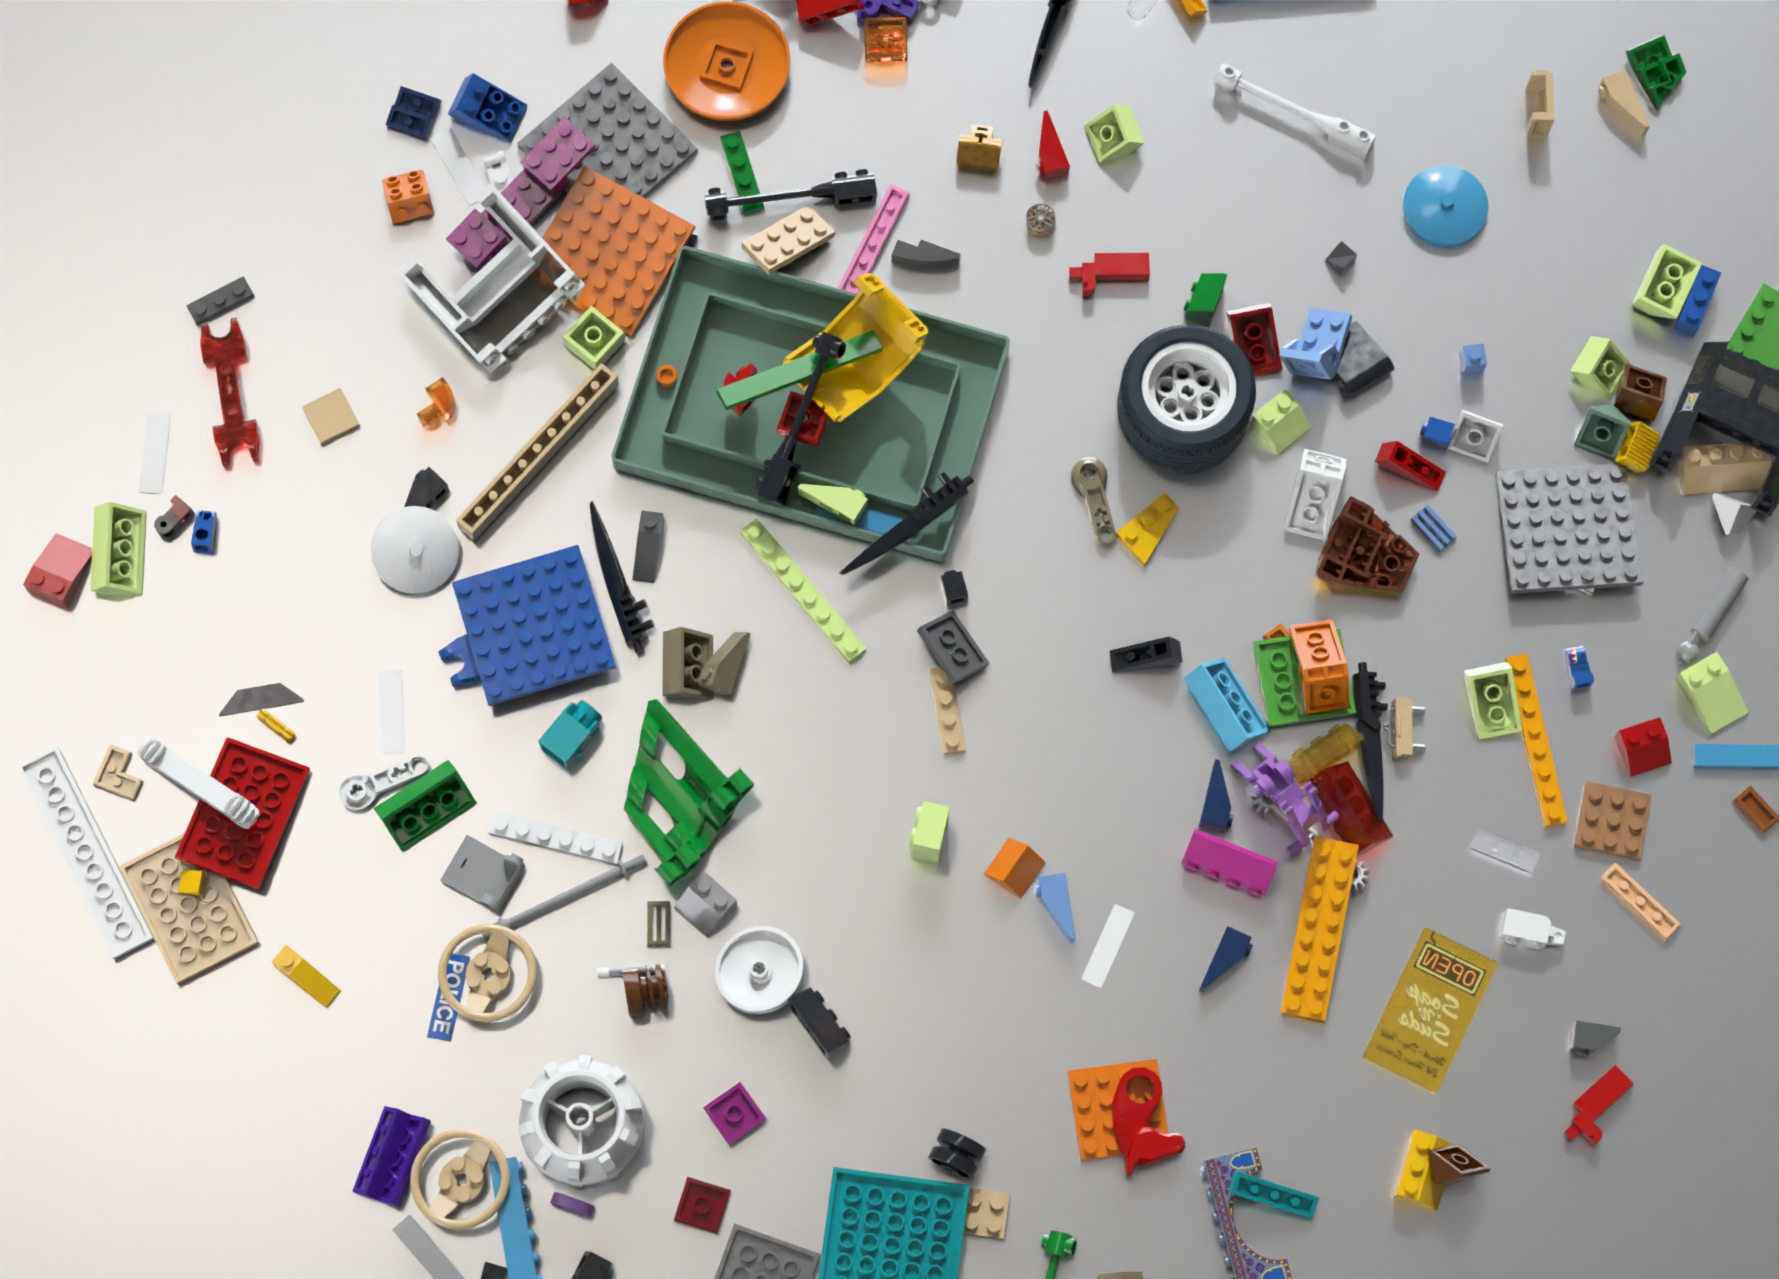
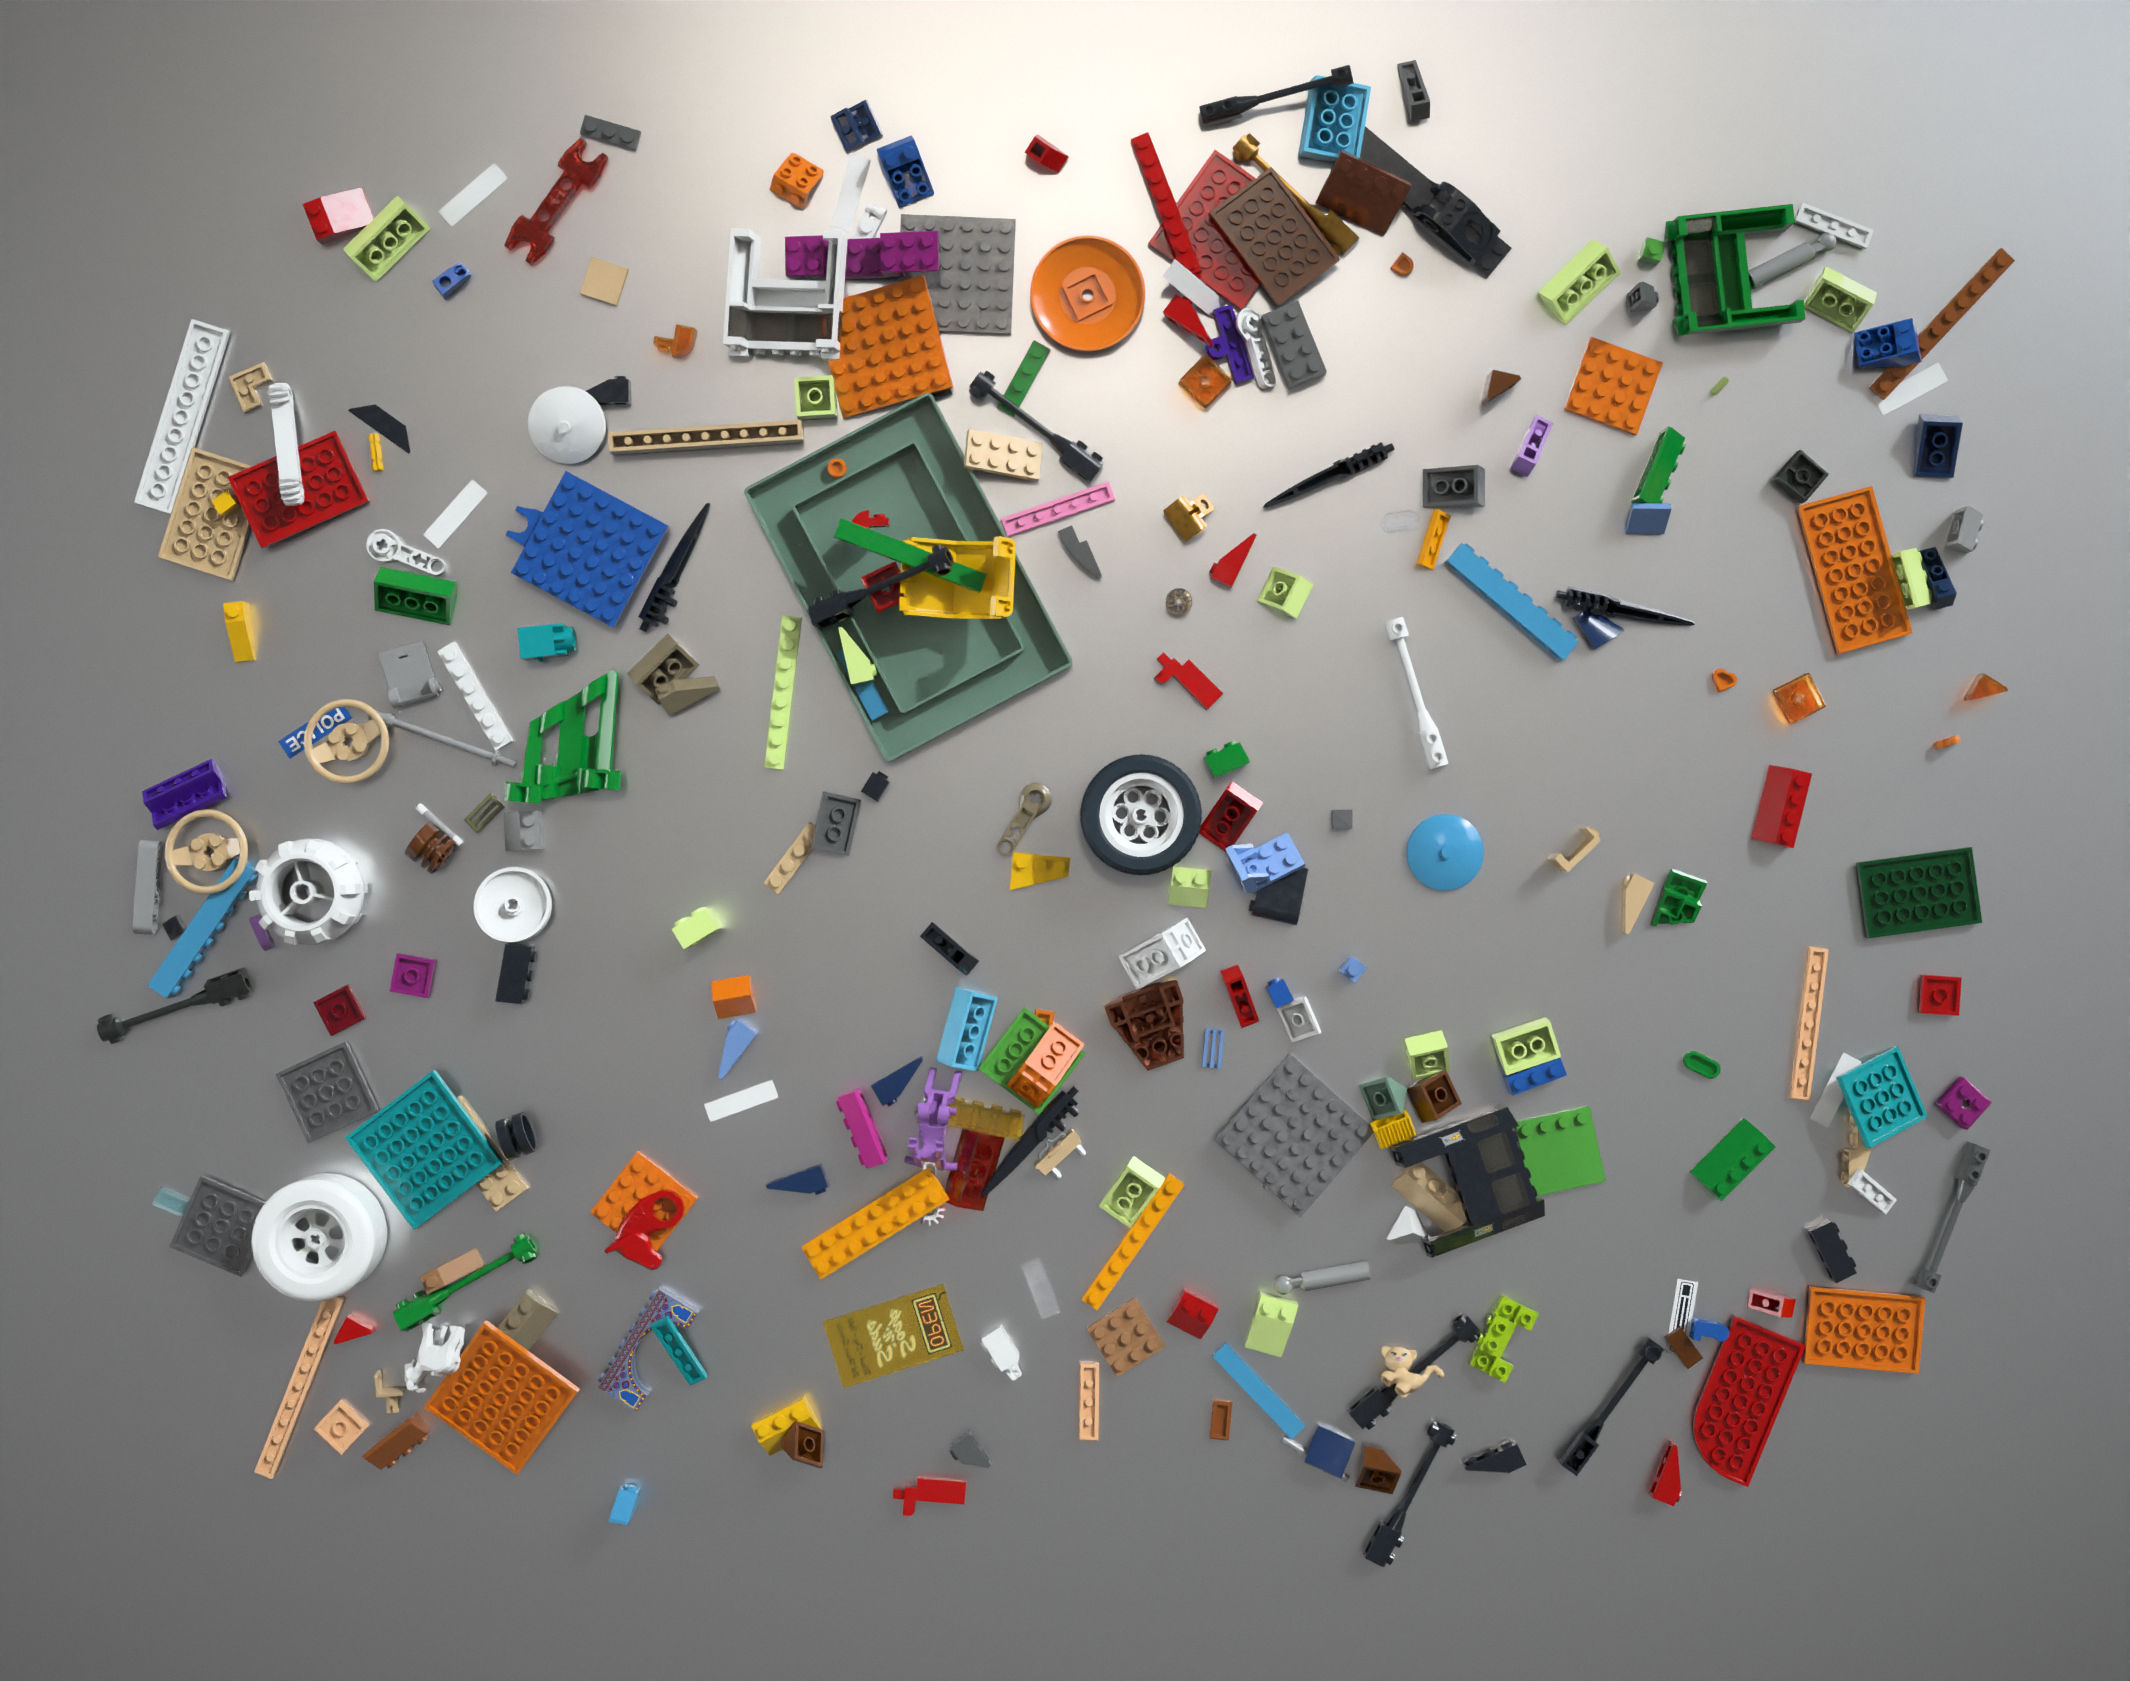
camera: 50 degrees right, 15 degrees up
(174, 518) = (441, 252): leg -> none
(648, 546) = (715, 567): dark grey slope -> none
(931, 509) = (904, 725): black piece -> none
(1578, 668) = (1206, 1225): blue leg -> none

